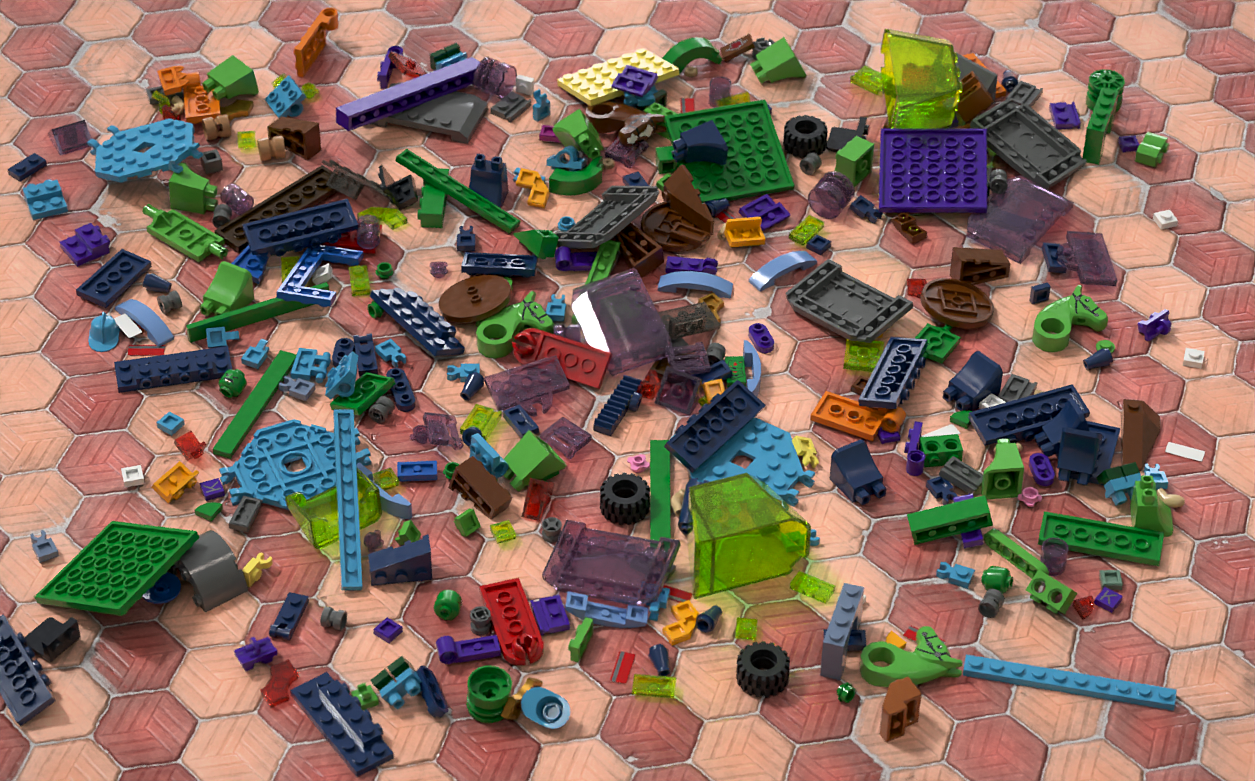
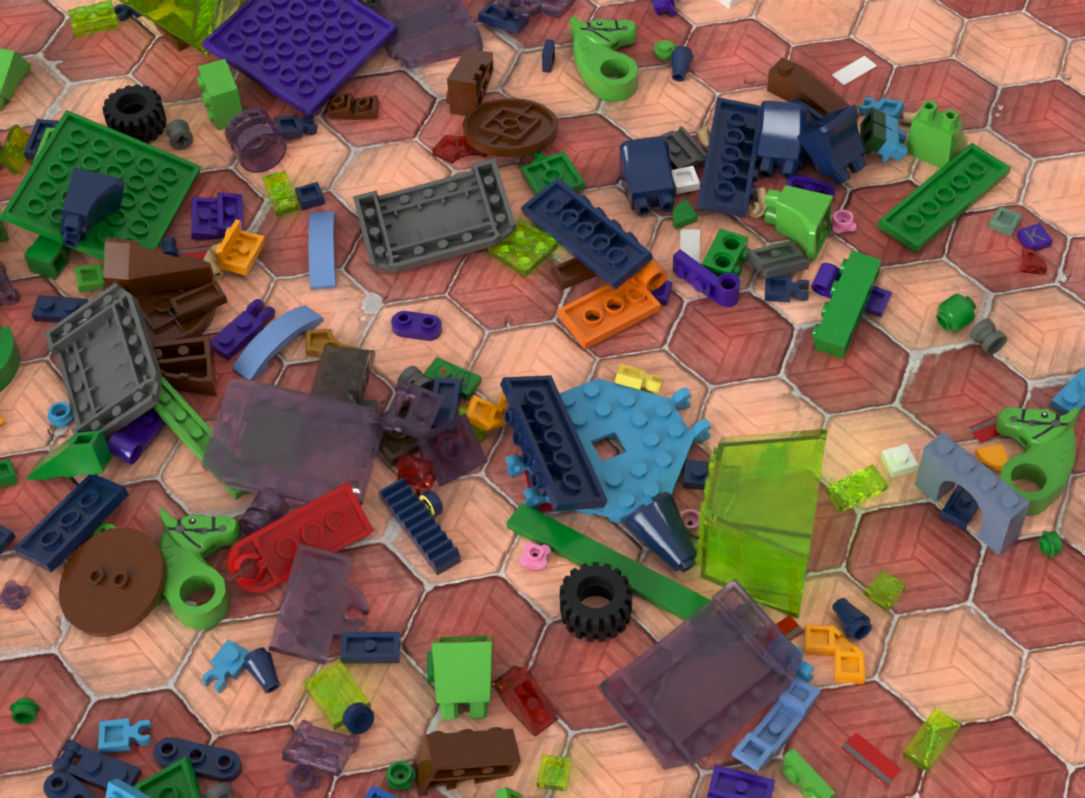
camera: 55 degrees left, 10 degrees up
(419, 320) = (94, 669): dark blue plate -> none
(488, 456) = (414, 721): dark azure plate -> none
(551, 529) = (591, 706): dark grey wheel -> none
(556, 308) = (201, 502): dark azure plate -> none
(569, 433) = (432, 603): clear purple plate -> none
(660, 659) = (889, 708): dark blue cone -> none
(676, 502) = (627, 548): tan arm -> none
(752, 360) = (467, 355): medium blue slope -> none
(759, 657) = (982, 588): black tyre -> none
(841, 136) = (175, 80): black bracket -> none
(856, 473) = (717, 351): dark blue hips -> none
(957, 575) = (920, 343): dark azure plate -> none
(1001, 543) = (953, 273): bright green beam -> none
(1050, 593) = (1007, 274): bright green brick -> none
(1054, 555) = (954, 246): wheel -> none

